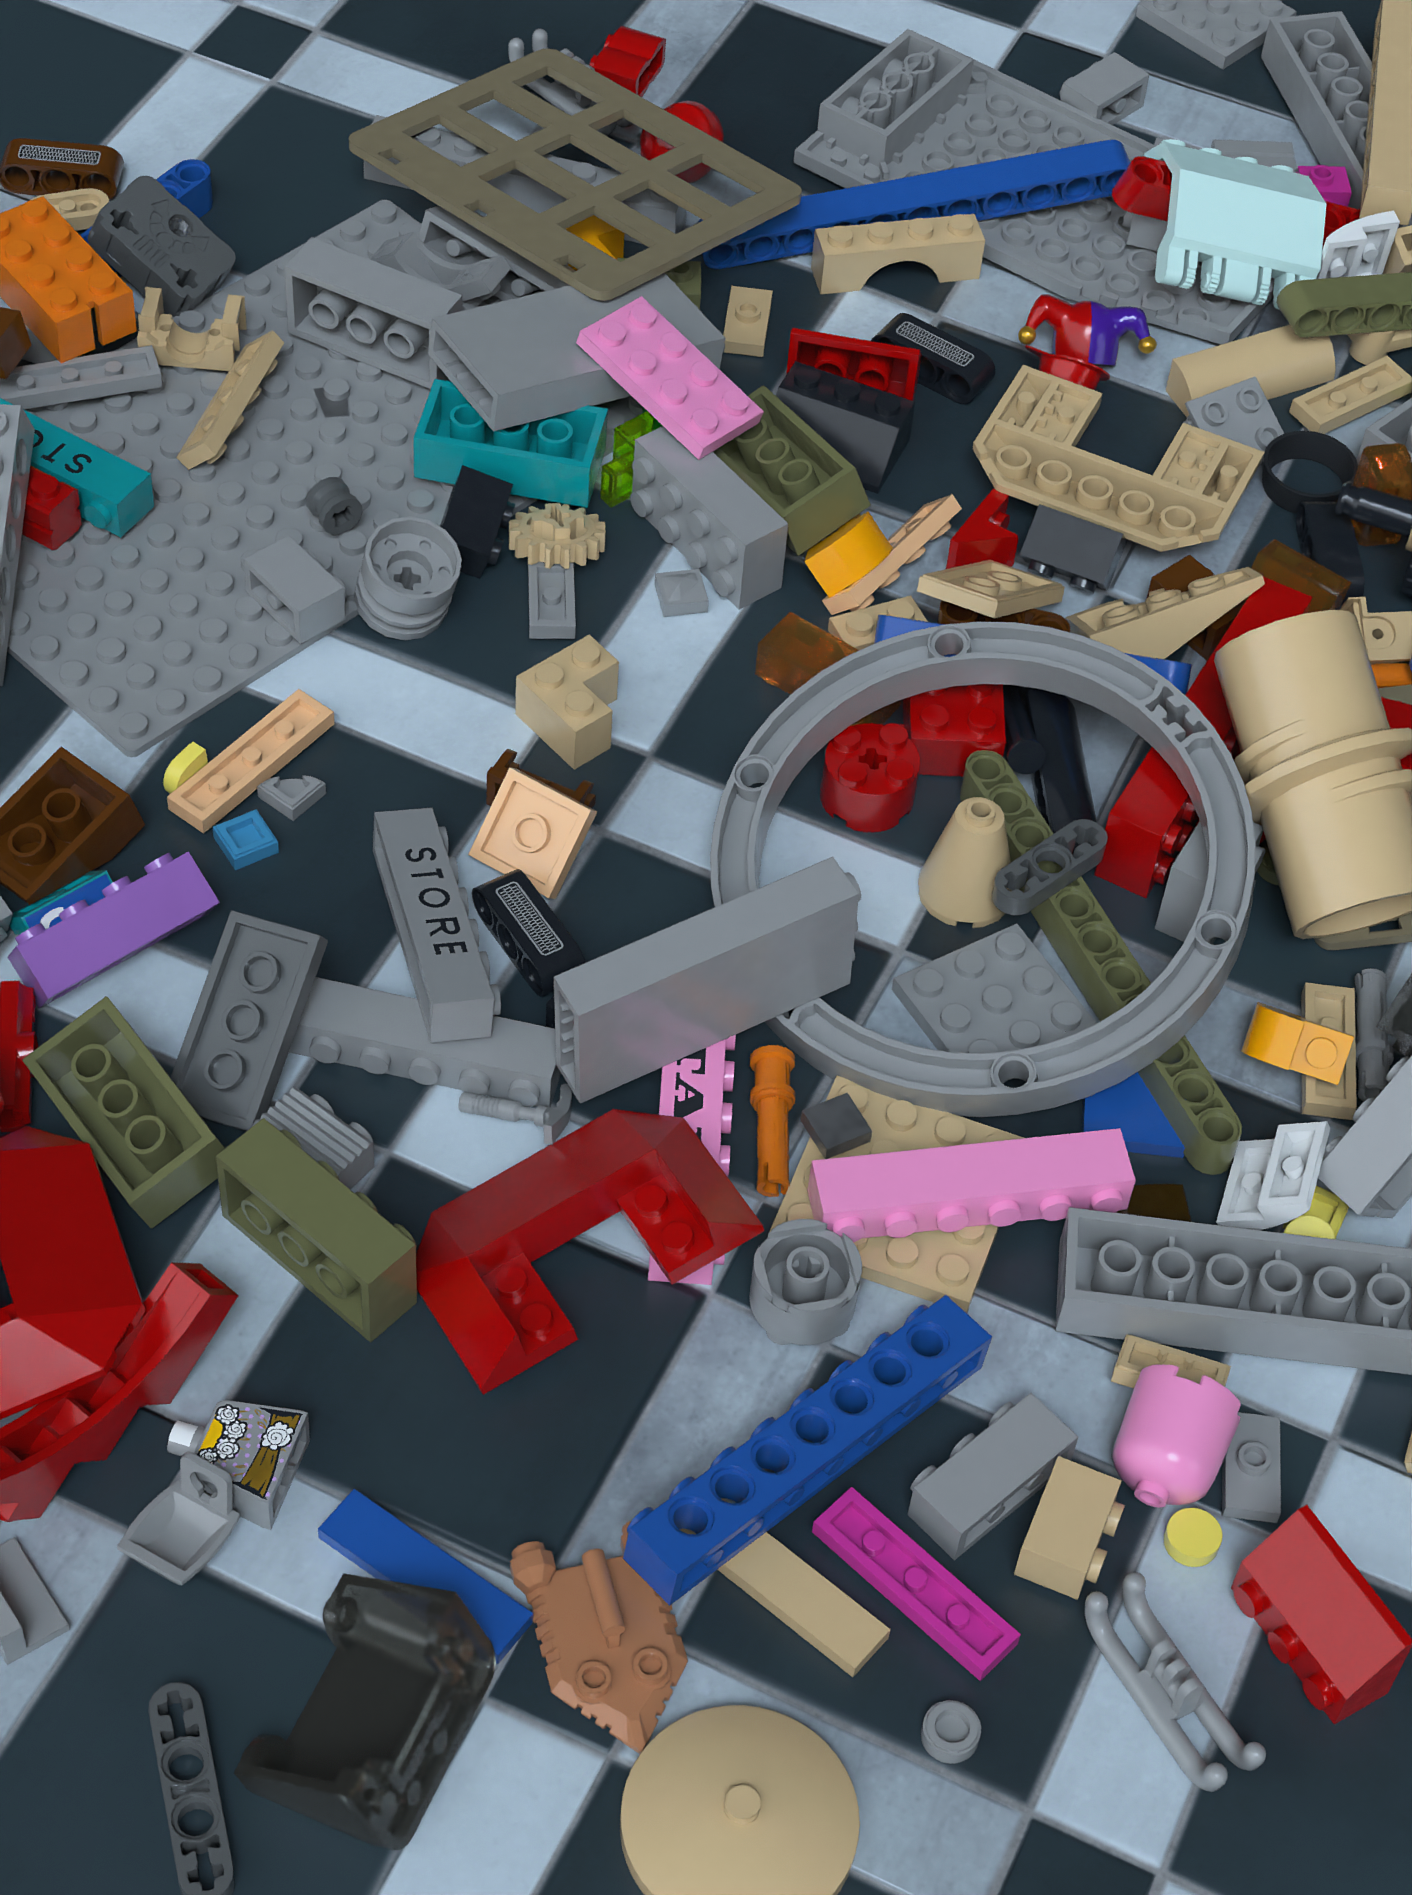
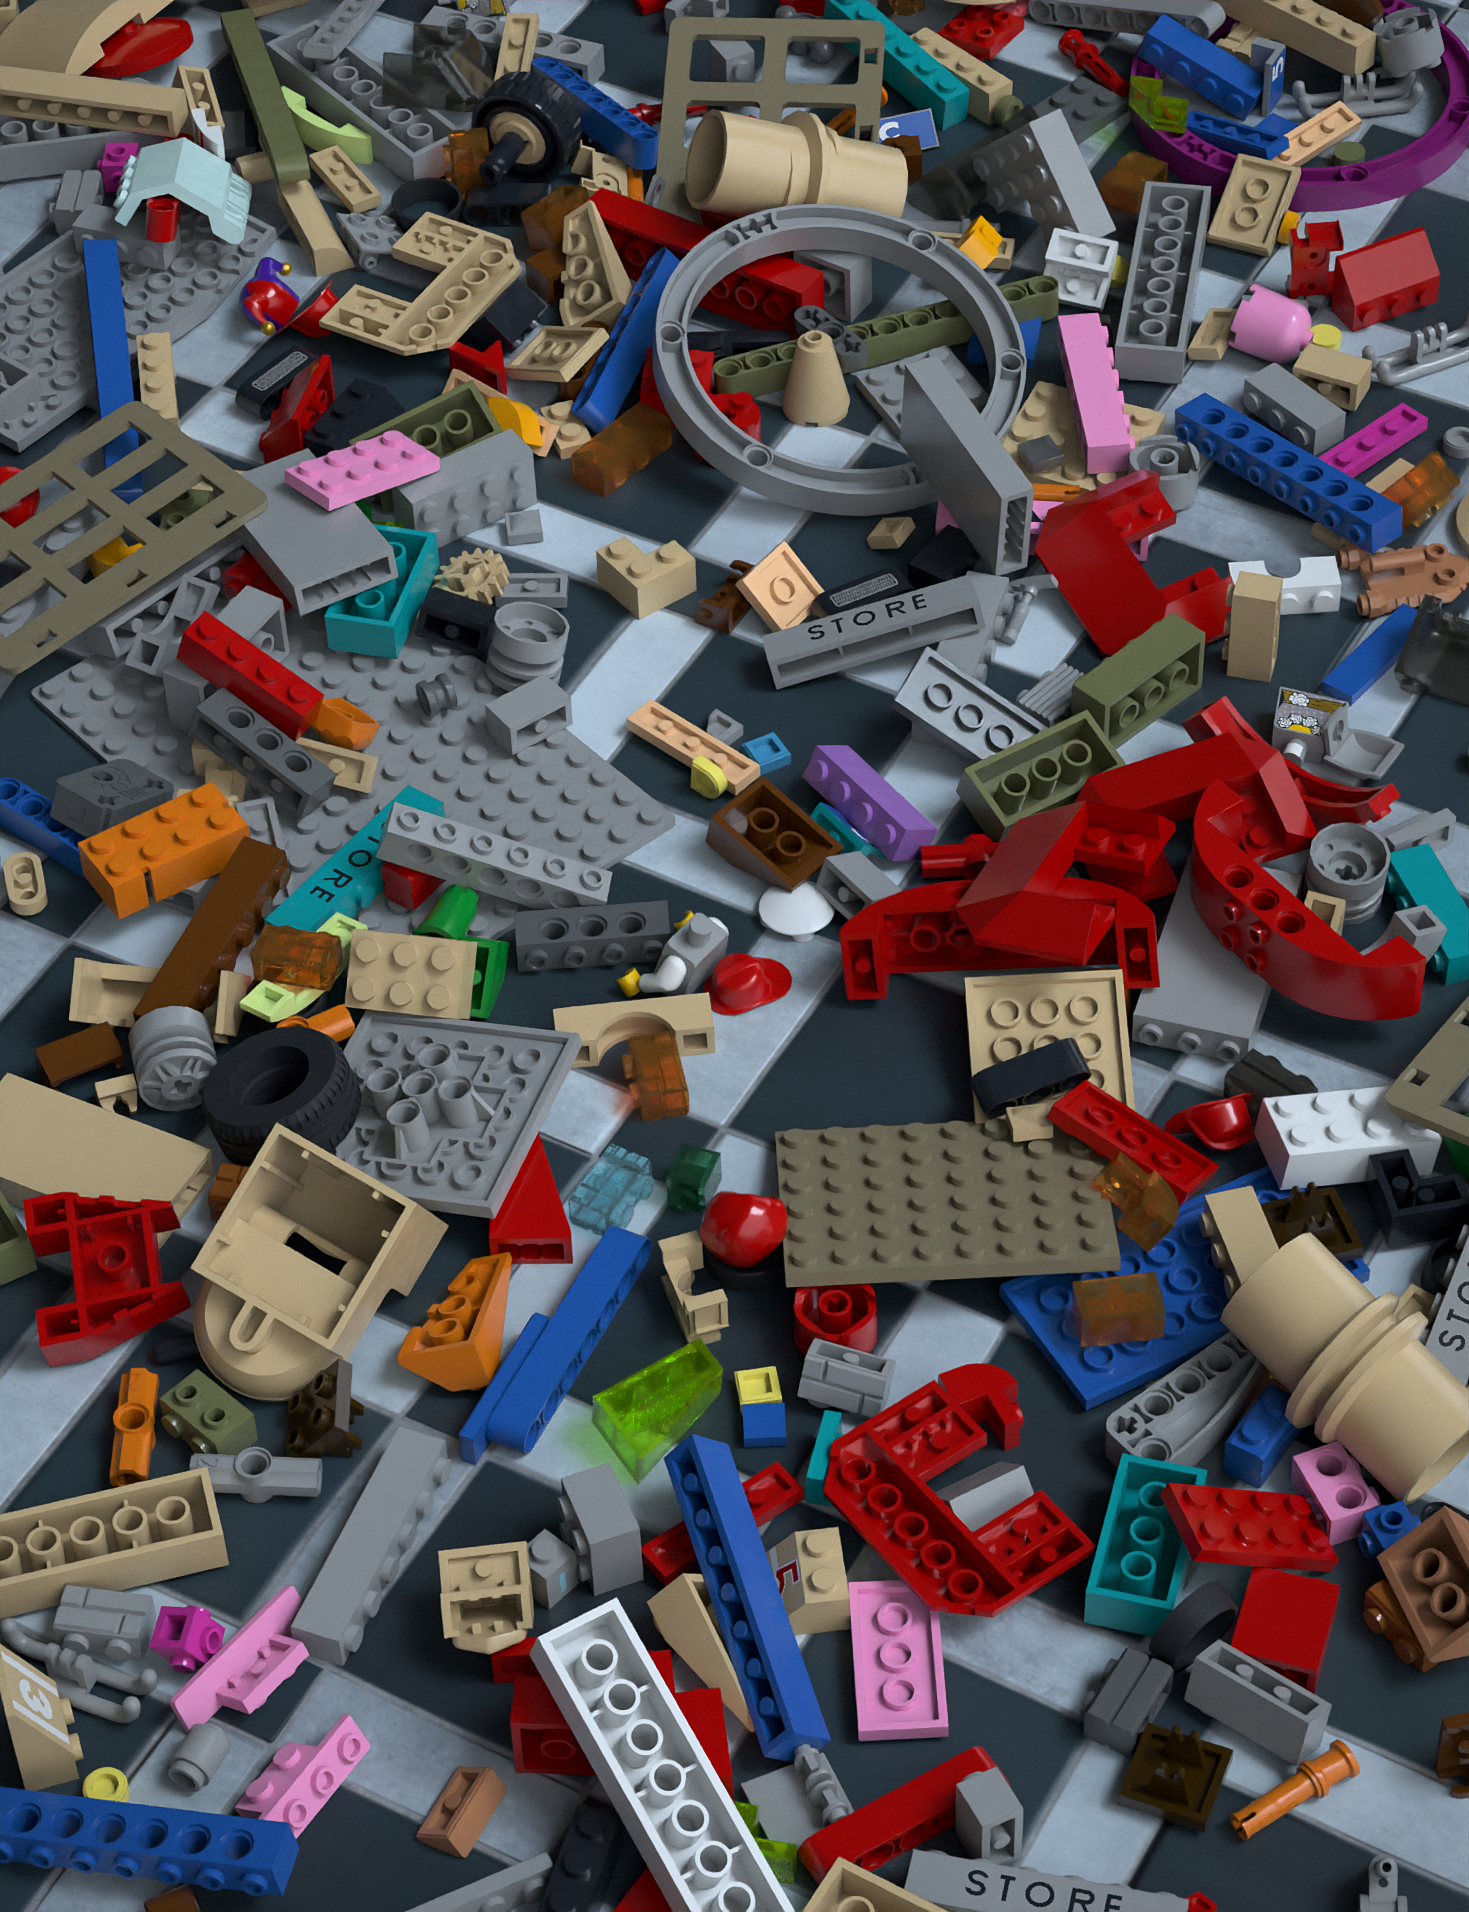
camera: 80 degrees left, 5 degrees down
(234, 290) = (261, 753): none -> dark grey brick
(284, 420) = (344, 725): none -> orange piece
(288, 299) = (250, 675): none -> red brick
(410, 1364) = (1252, 626): none -> tan brick
(566, 1484) = (1310, 591): none -> white arch
(789, 1643) = (1423, 487): none -> clear orange brick
(1339, 1488) = (1311, 259): none -> red piece

